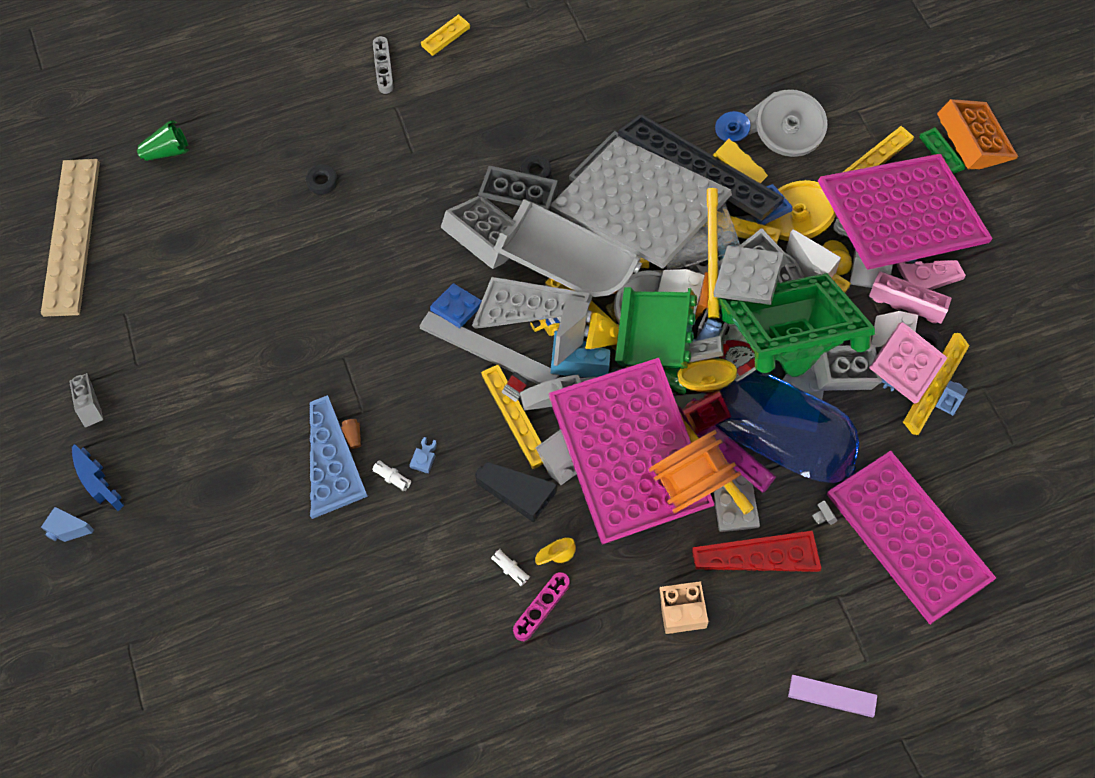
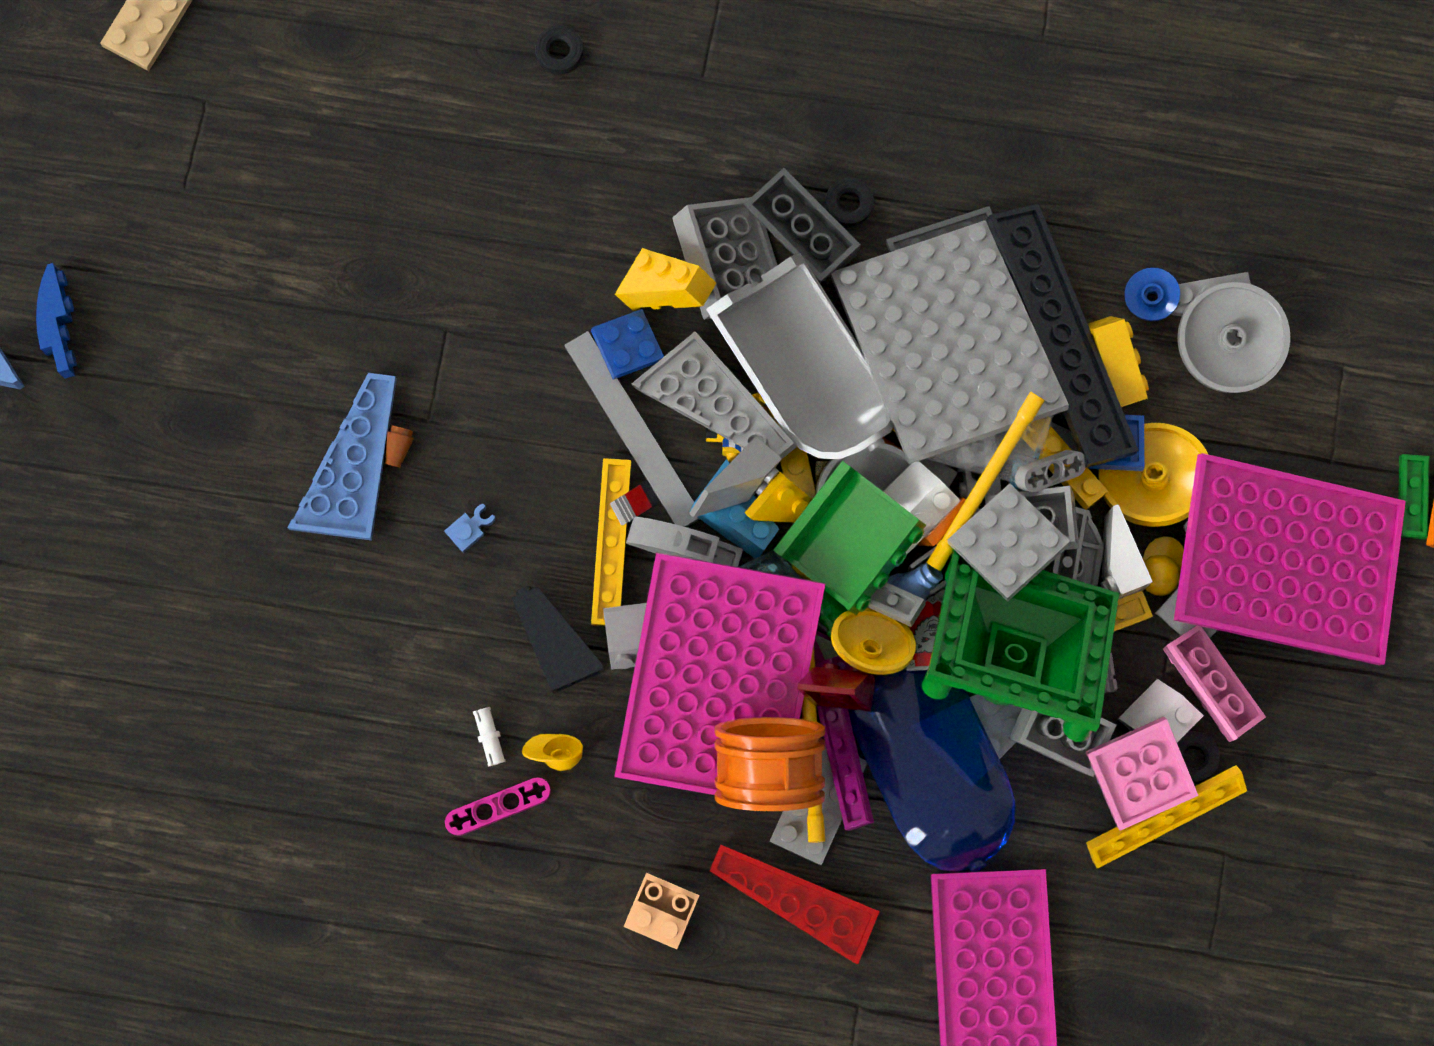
camera: 25 degrees right, 15 degrees up
(85, 400) = (96, 203): light grey slope -> none
(391, 475) = (414, 531): white pin -> none
(458, 256) = (664, 281): none -> yellow wedge
(739, 229) = (1040, 467): none -> light grey beam
(824, 514) = (911, 899): light grey tile -> none
(884, 150) = (1317, 452): yellow plate -> none
(932, 274) = (1268, 667): bright pink wing -> none
(951, 397) = (1173, 847): medium blue slope -> none

